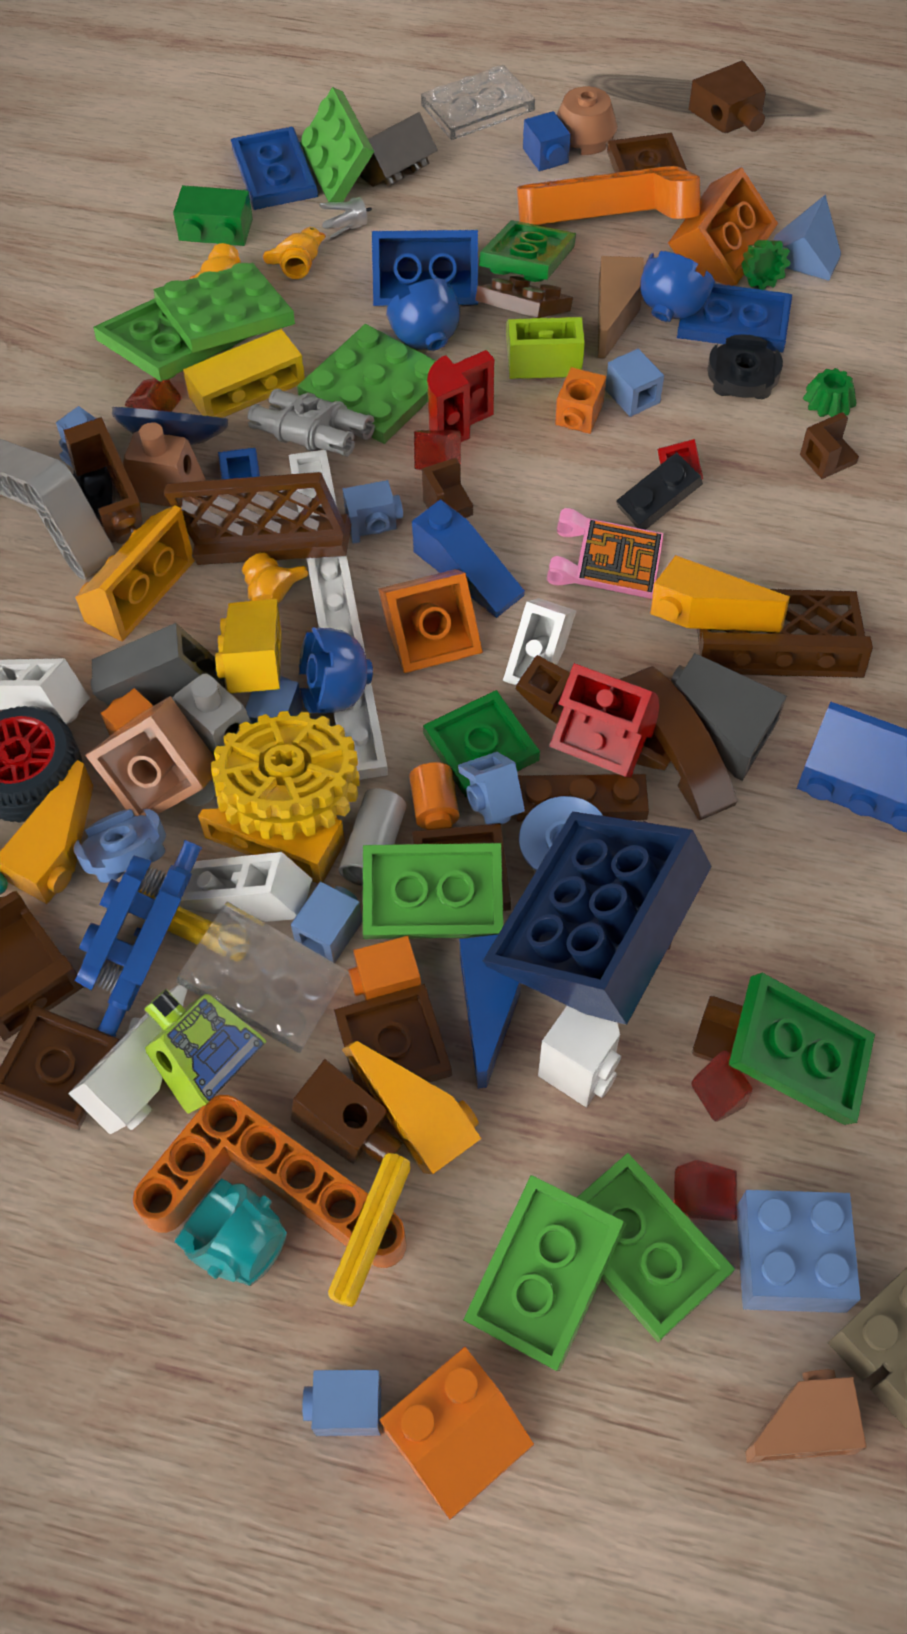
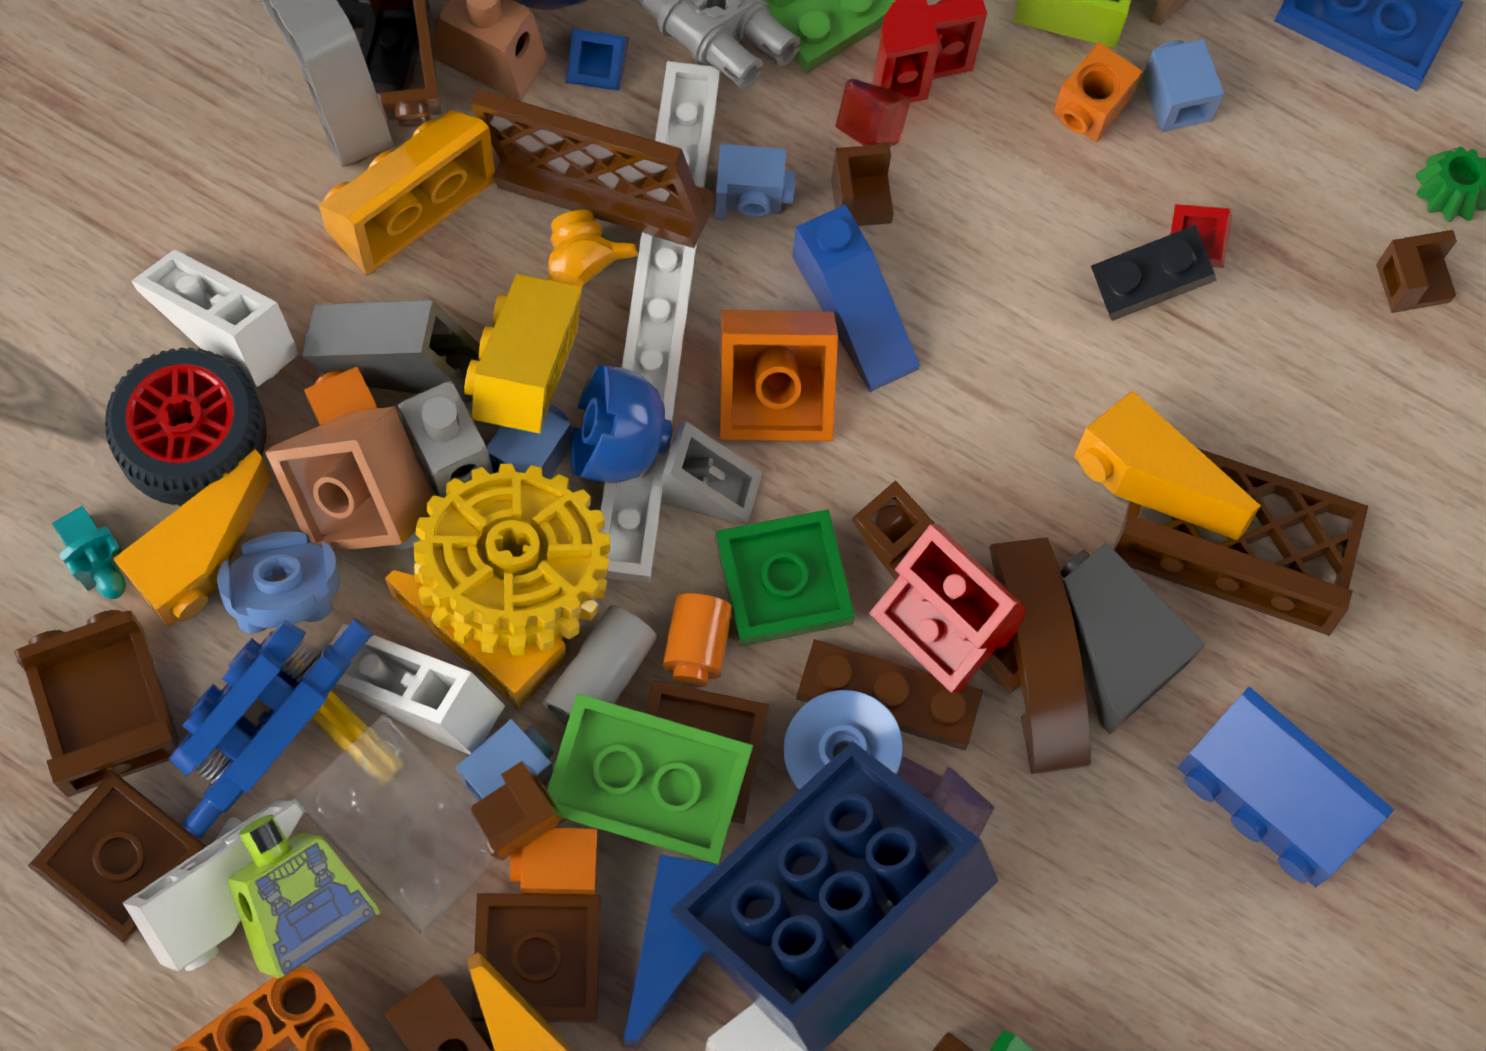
camera: 10 degrees right, 10 degrees up
(347, 936) = (516, 812): none -> reddish brown panel
(404, 694) = (708, 477): none -> light grey slope
(493, 787) = (773, 653): medium blue brick -> none
(542, 633) = (912, 449): white slope -> none
(610, 556) = (1058, 349): flag -> none
(750, 382) = (1340, 130): black plate -> none

